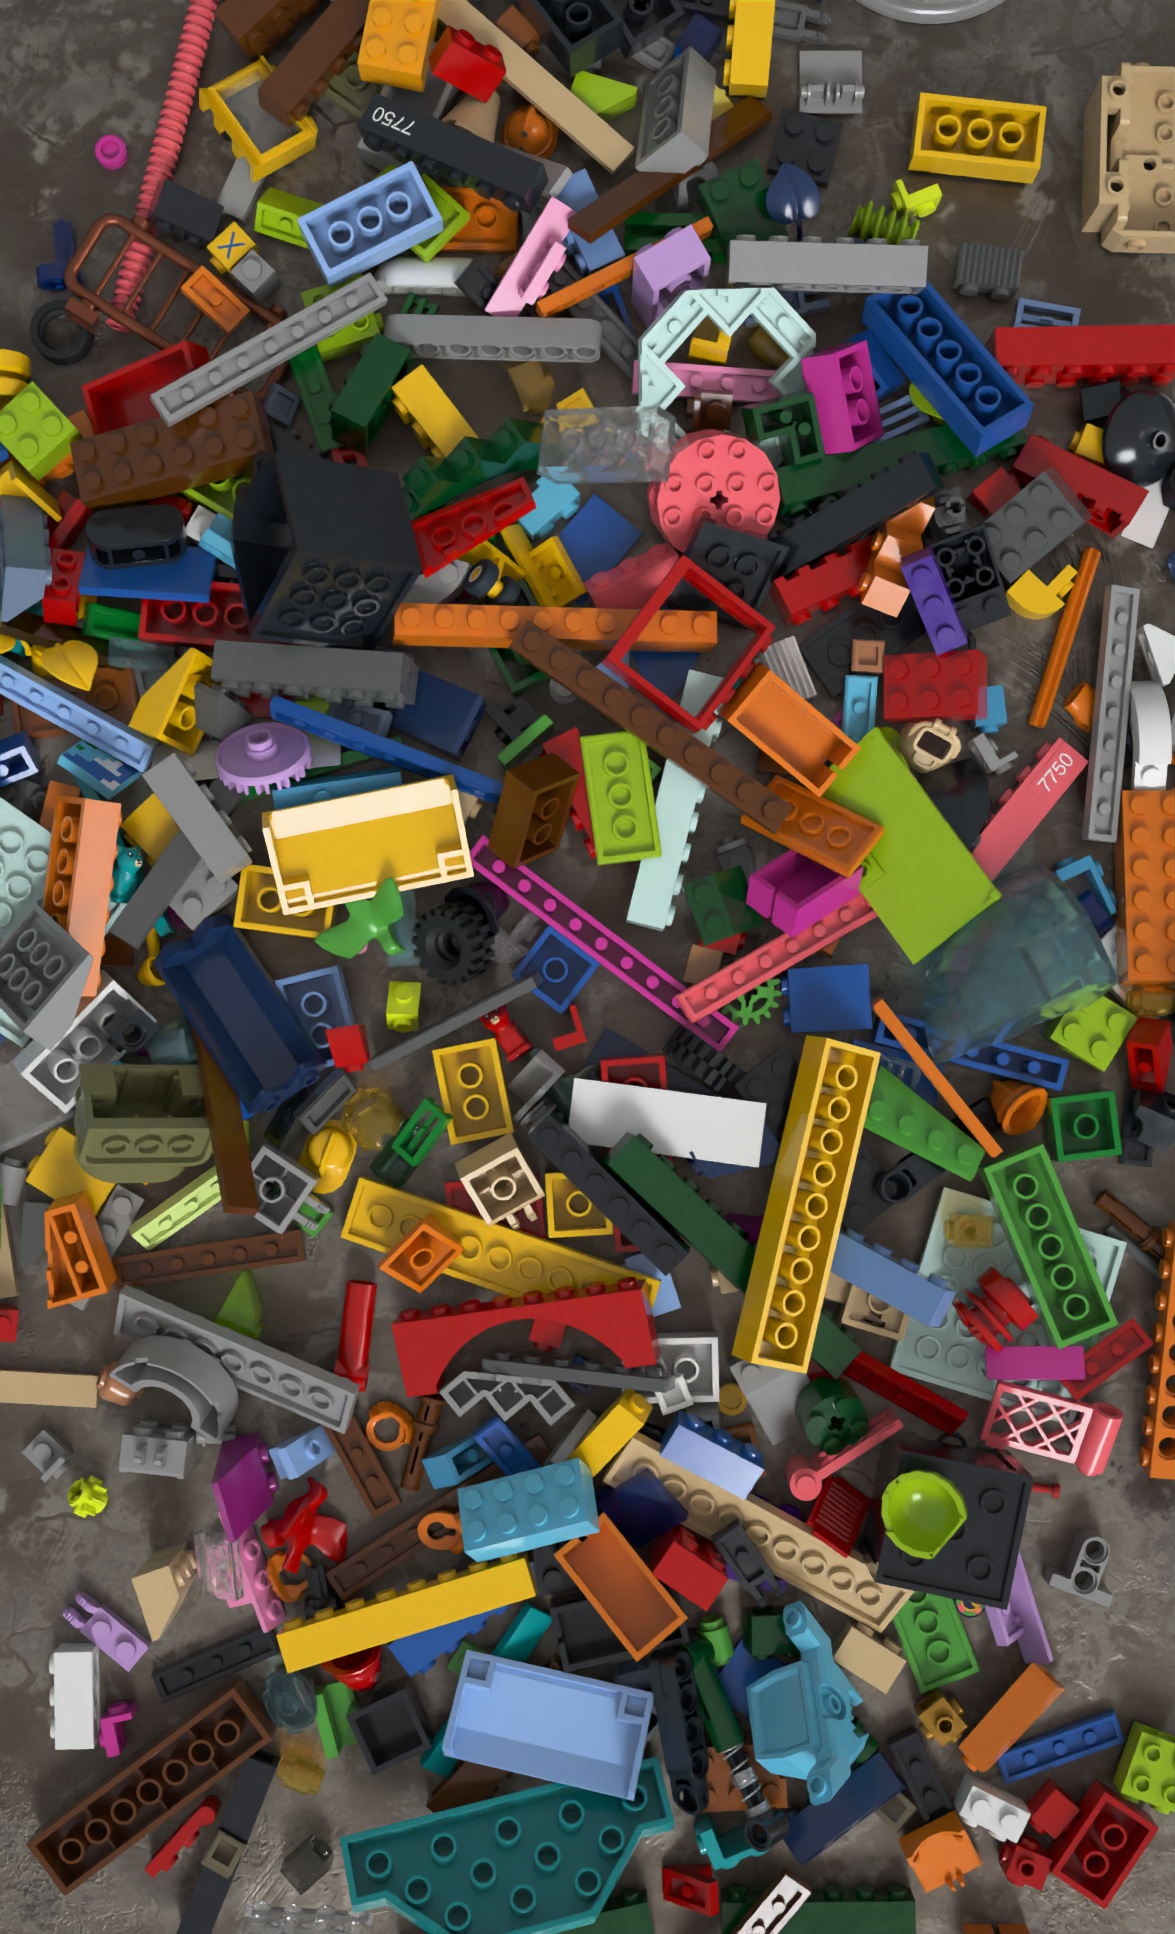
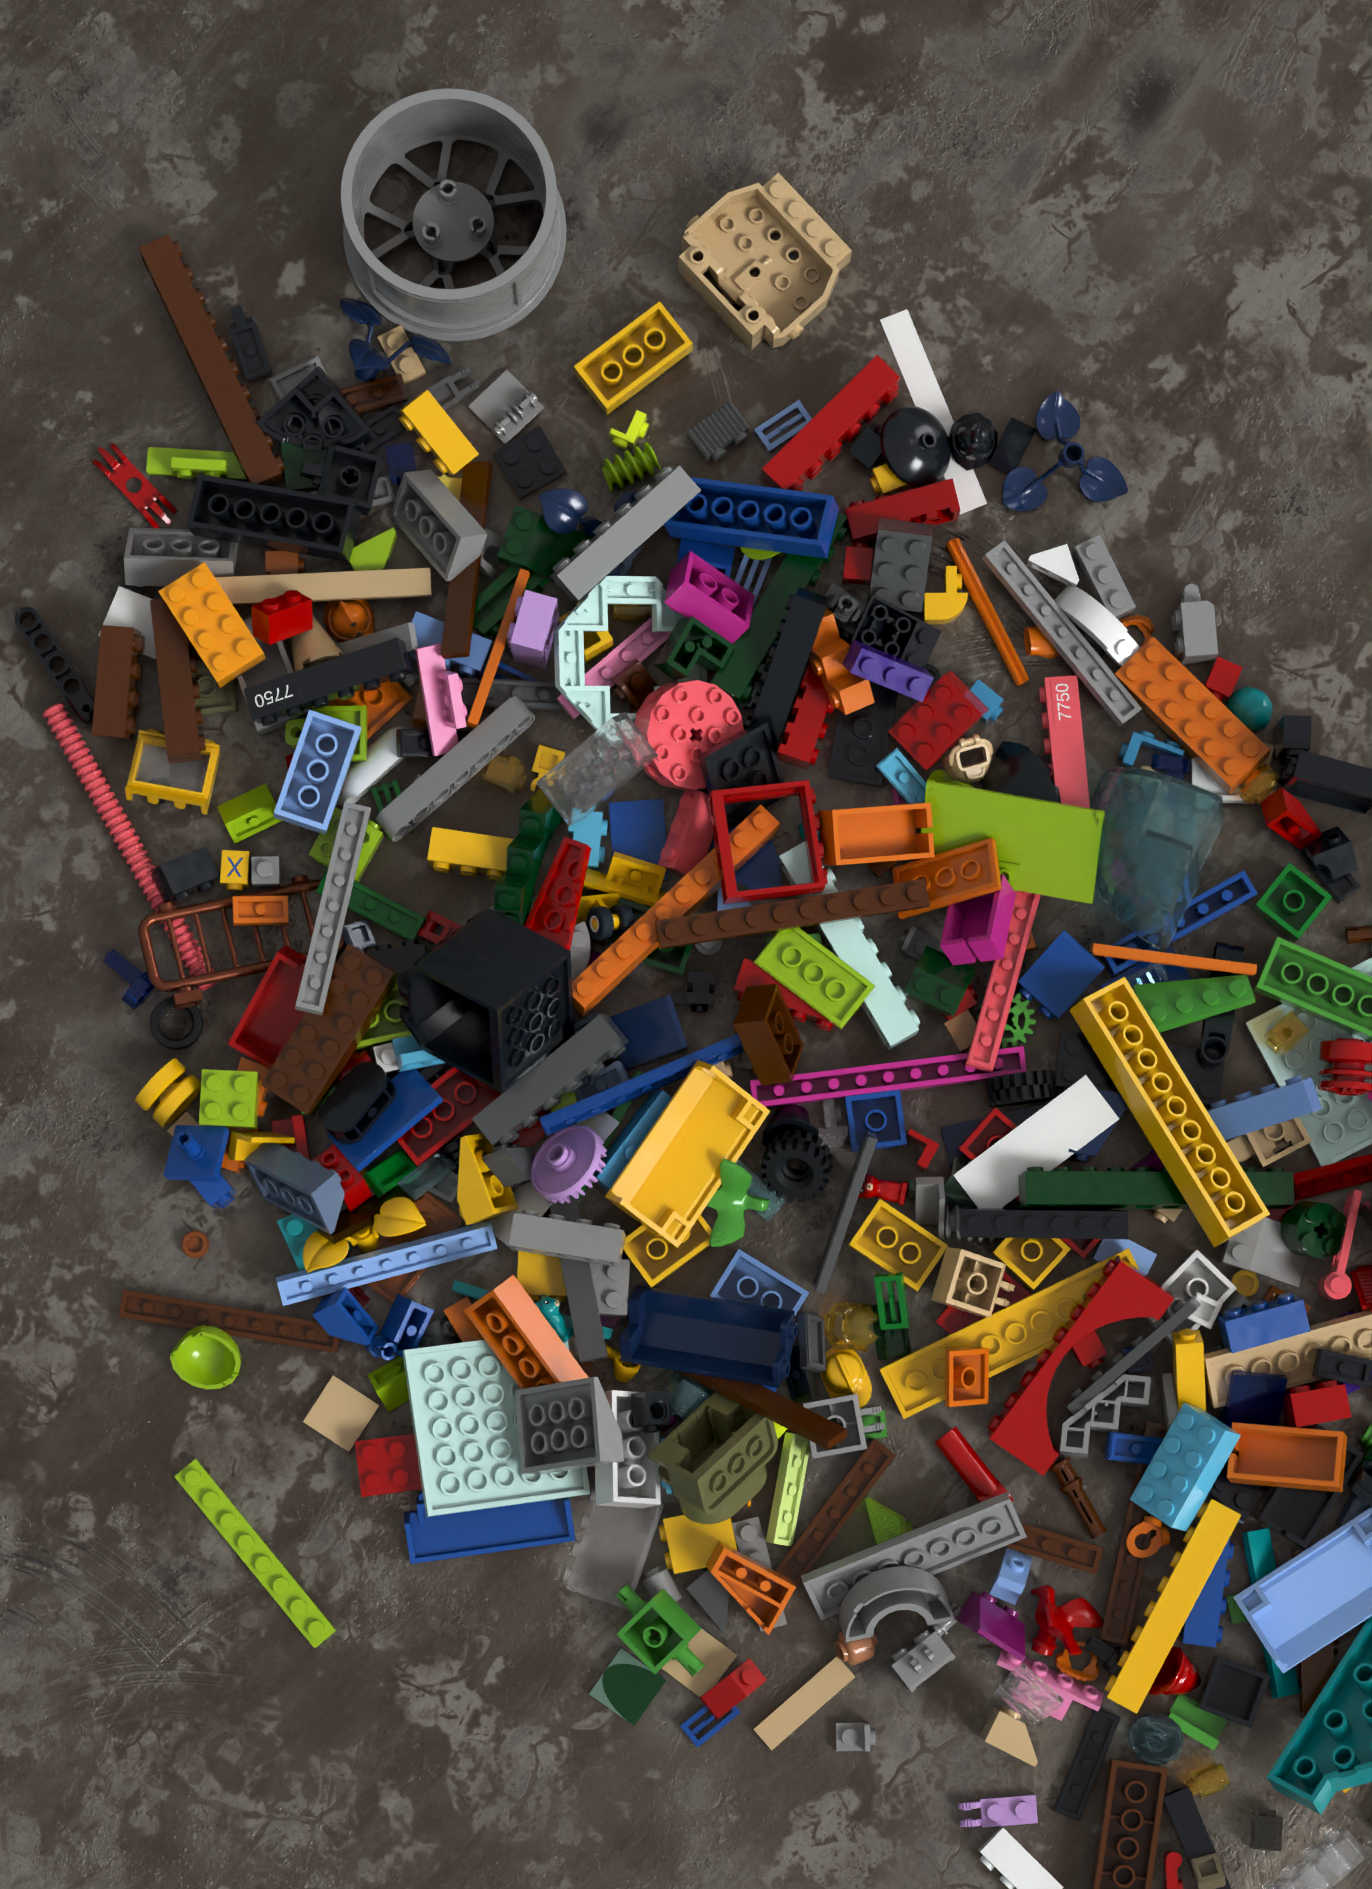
camera: 50 degrees left, 5 degrees down
(87, 1496) = (905, 1736): neon yellow gear -> none
(98, 769) = (469, 1272): tile -> none
(111, 151) = (95, 880): dark pink tile -> none
(112, 1730) = (1064, 1871): dark pink bracket -> none
(239, 191) = (201, 827): light grey tile -> none
(349, 1047) = (798, 1289): red slope -> none
(367, 394) = (412, 876): dark green brick -> none
(382, 1411) = (1062, 1500): orange piece -> none
(403, 1006) = (802, 1236): neon yellow bracket -> none
(455, 1462) = (1113, 1487): dark azure slope -> none
(525, 742) = (719, 998): bright green tile -> none
(788, 664) = (834, 794): white brick -> none
(867, 656) = (878, 741): nougat tile -> none
(986, 753) = (1008, 730): light grey bracket -> none
(1017, 1105) = (1241, 928): orange piece -> none
(1092, 1032) = (1241, 839): lime brick -> none

